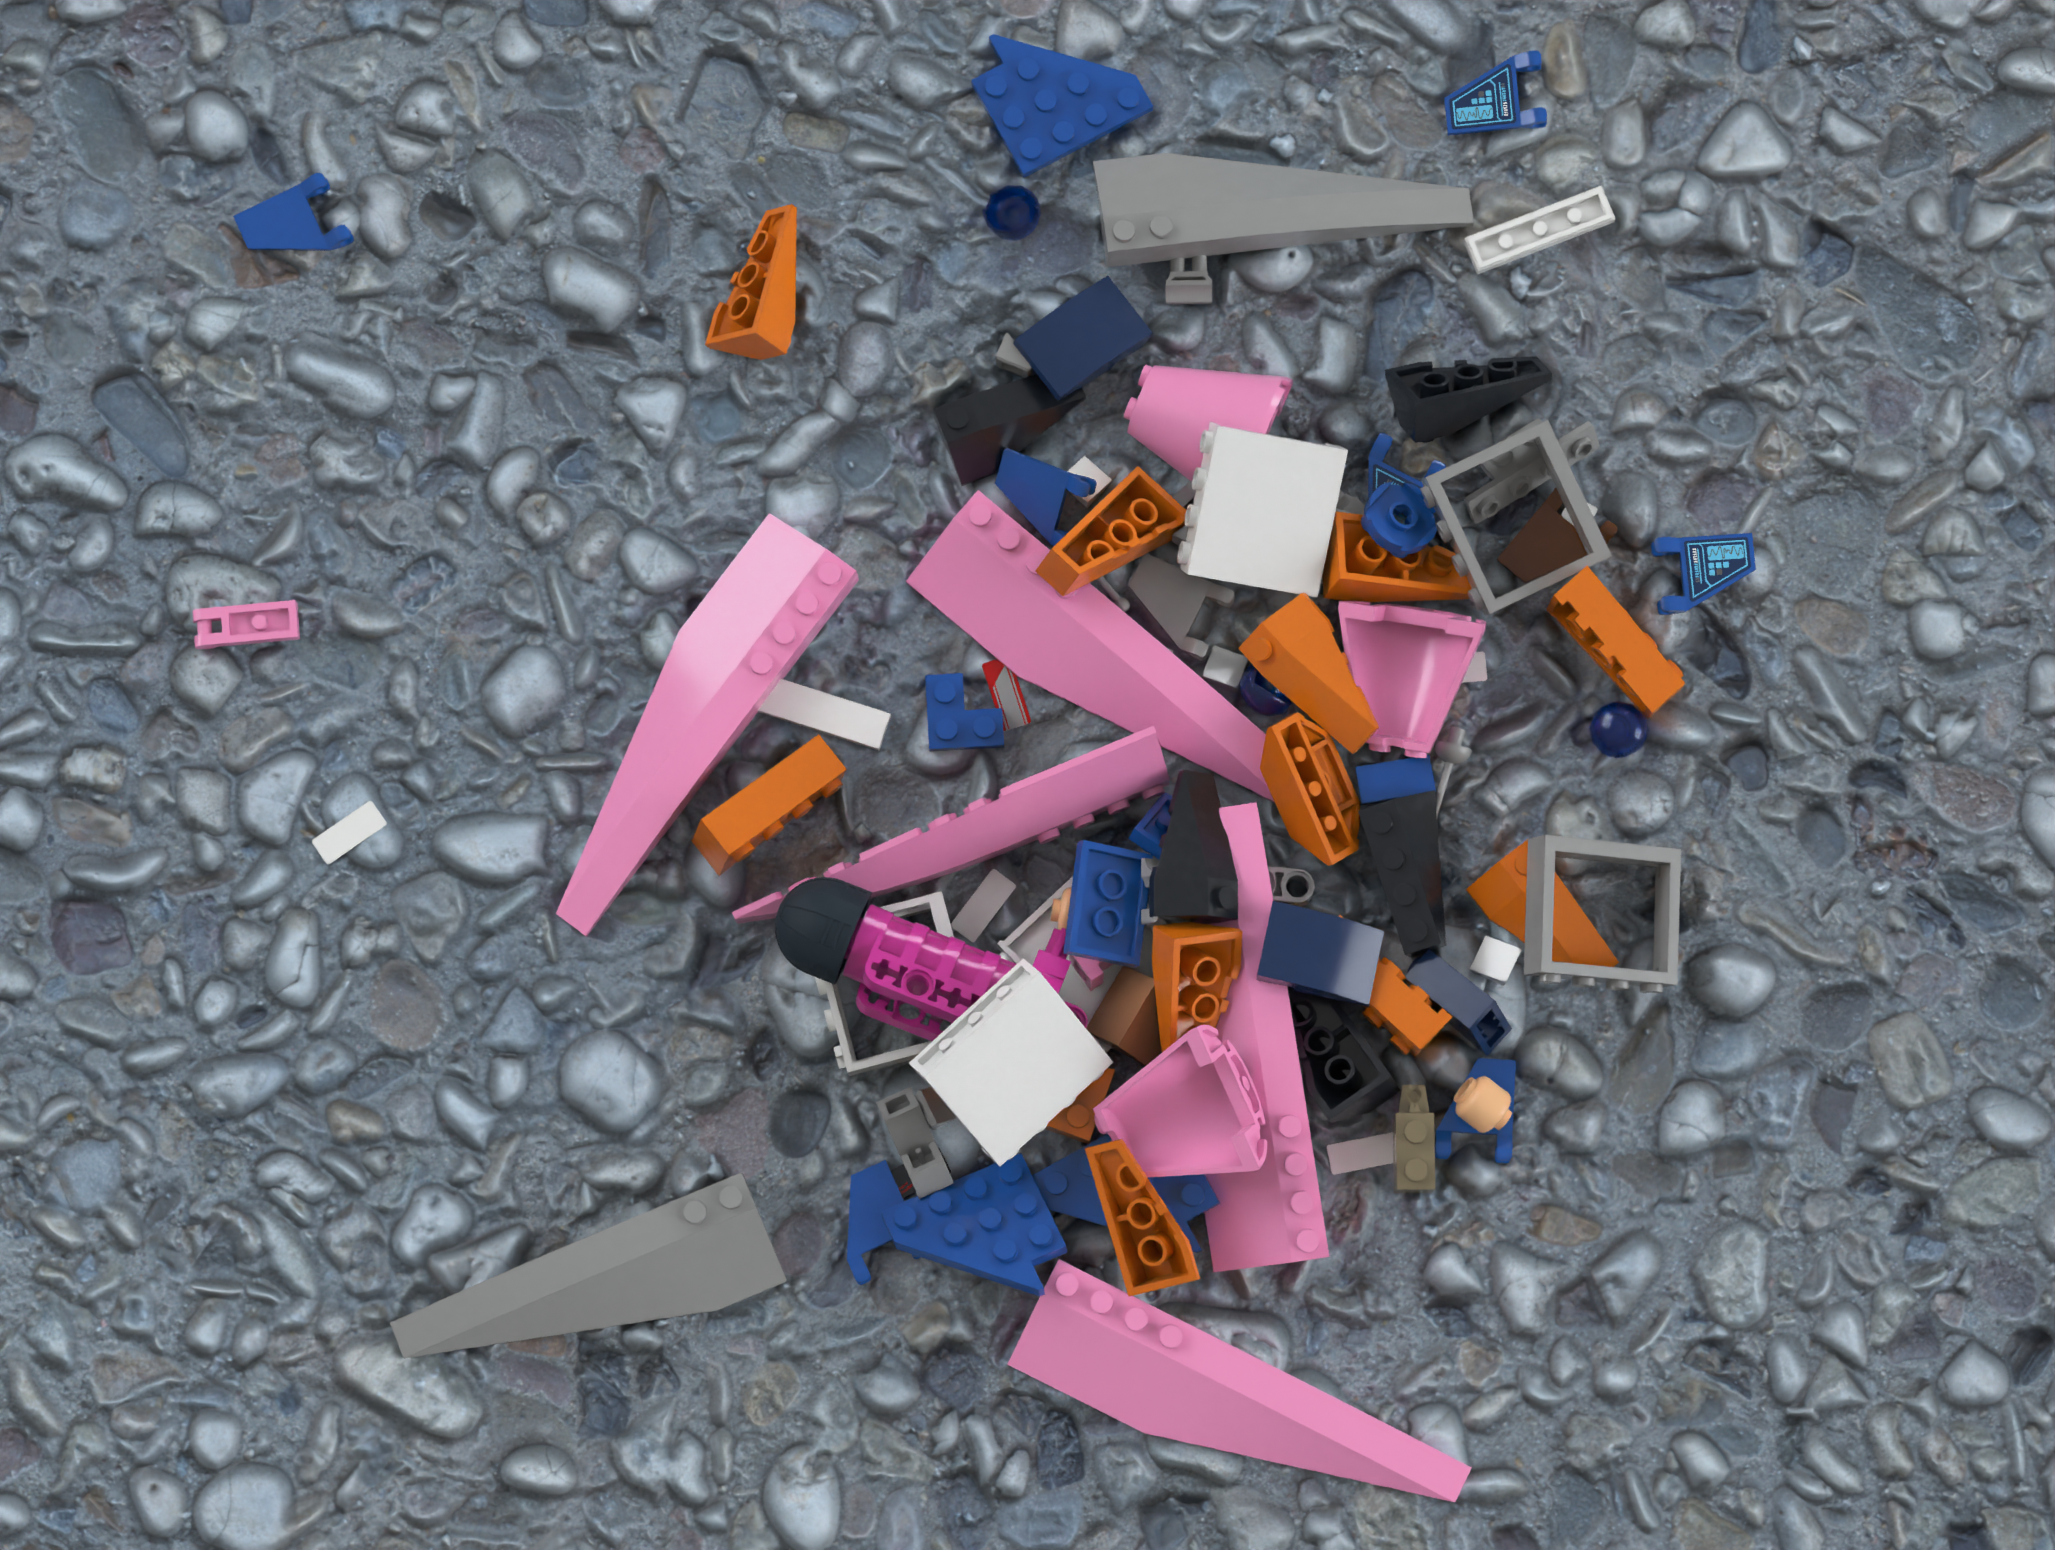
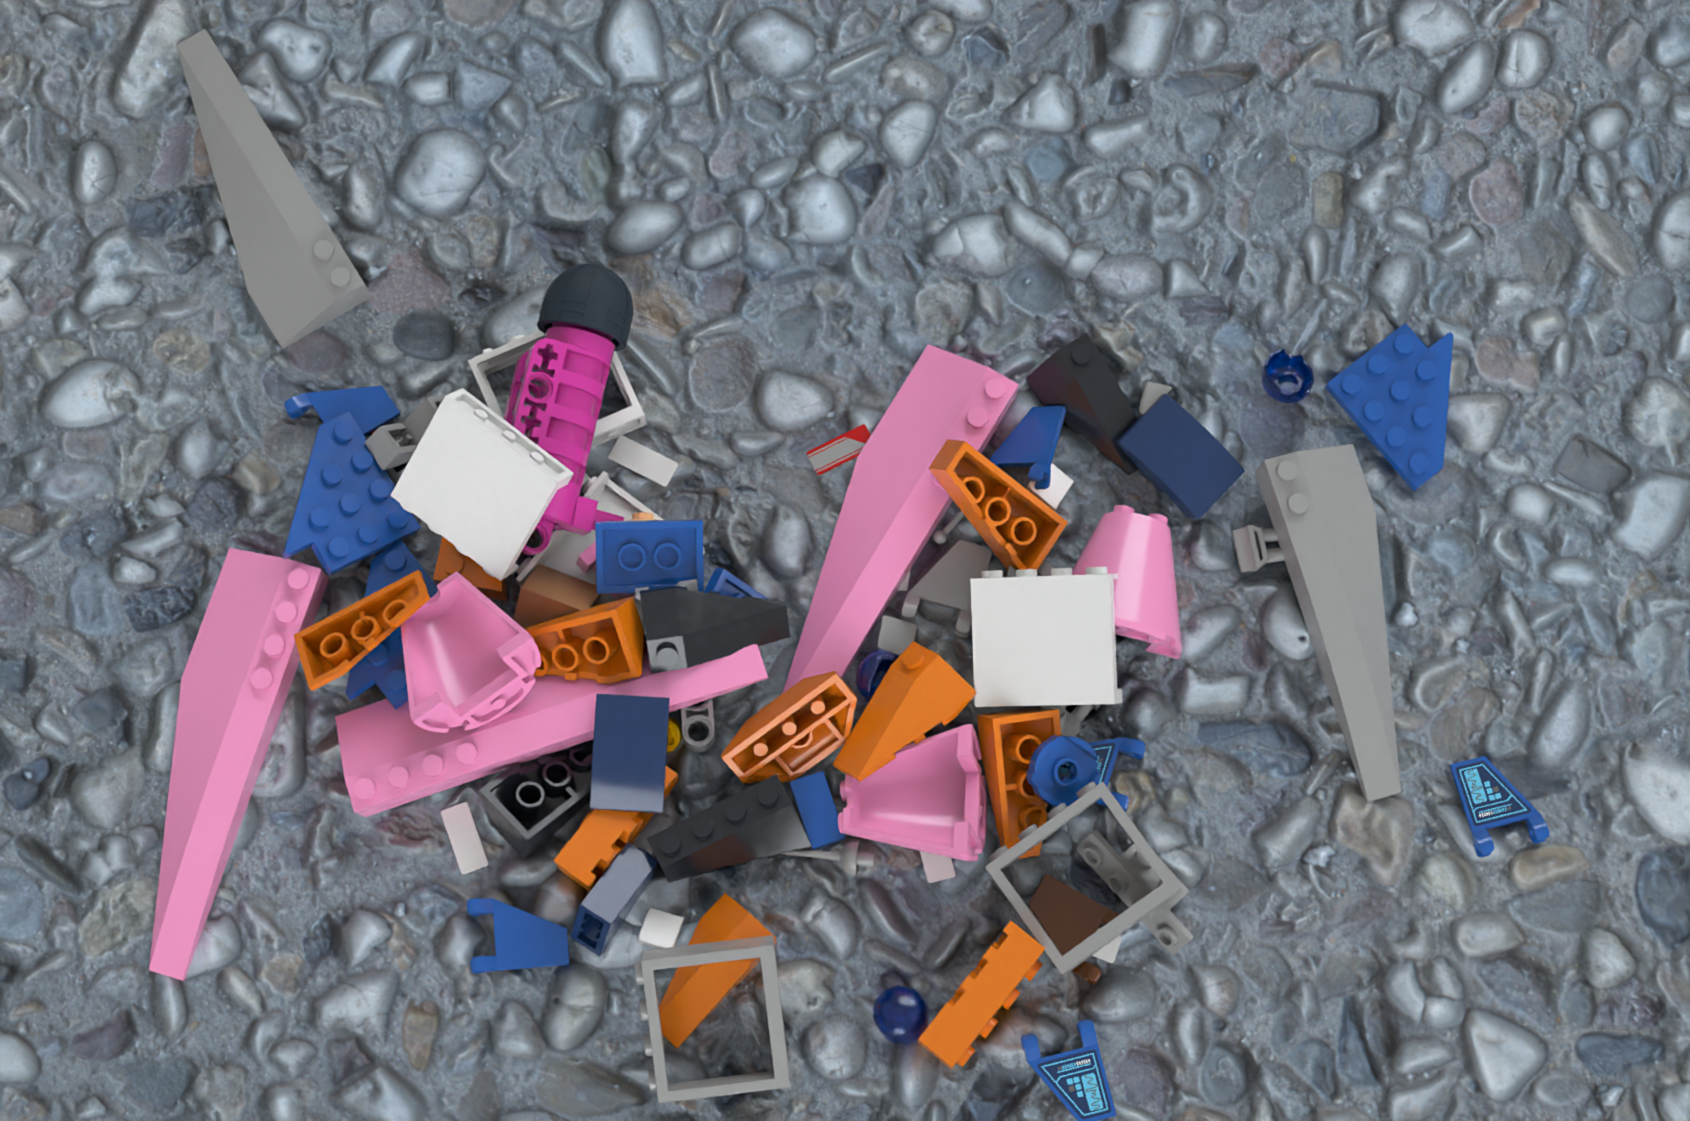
camera: 80 degrees right, 5 degrees down
(706, 696) = (794, 192): bright pink wedge -> none
(763, 302) = (1152, 177): orange wedge -> none
(768, 804) = (701, 256): orange wedge -> none
(827, 714) = (797, 285): white tile -> none
(953, 726) = (802, 405): blue plate -> none
(1023, 813) = (718, 460): bright pink wedge -> none
(1413, 1142) = (474, 877): dark tan hinge -> none
(1446, 399) = (1191, 802): black wedge -> none
(1483, 1104) = (518, 935): light nougat head -> none
(1539, 230) = (1374, 865): white tile -> none

